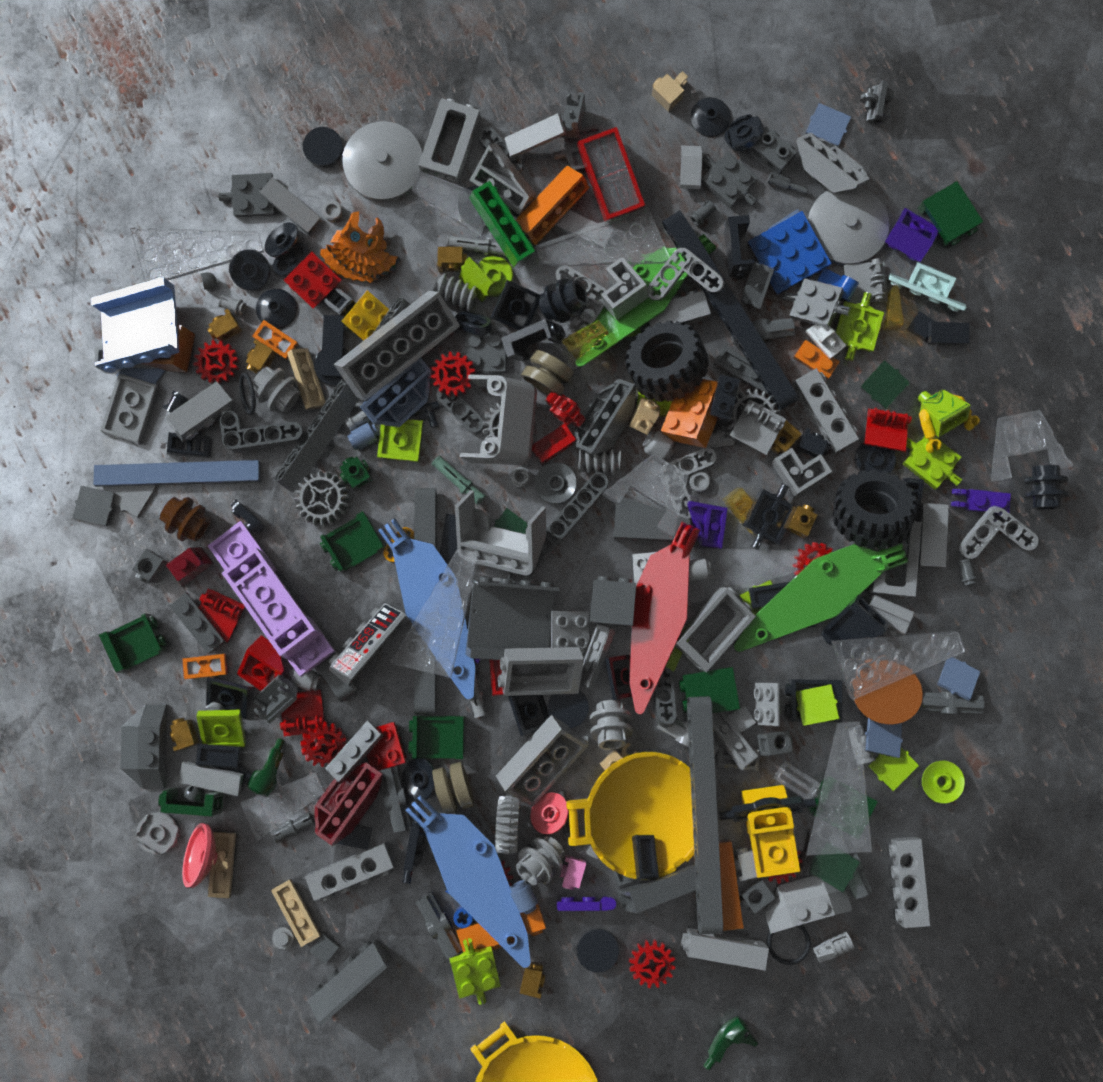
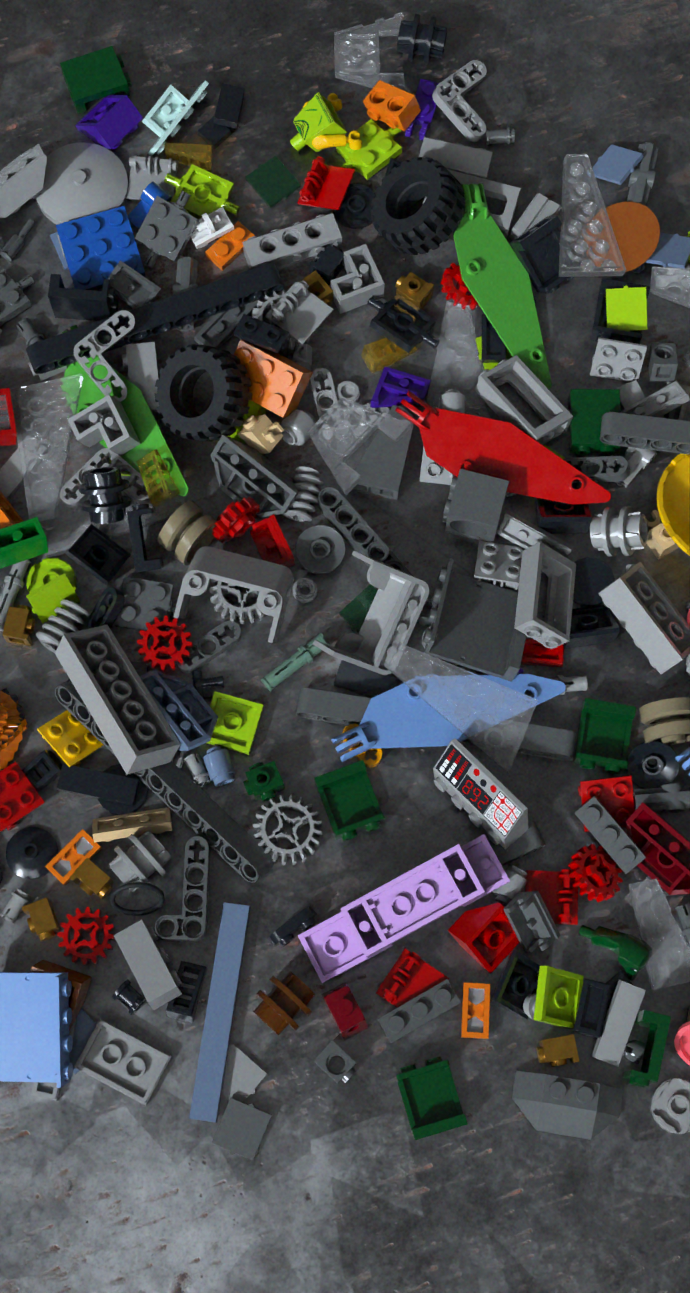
camera: 85 degrees left, 10 degrees down
(977, 473) = (391, 105): none -> orange brick

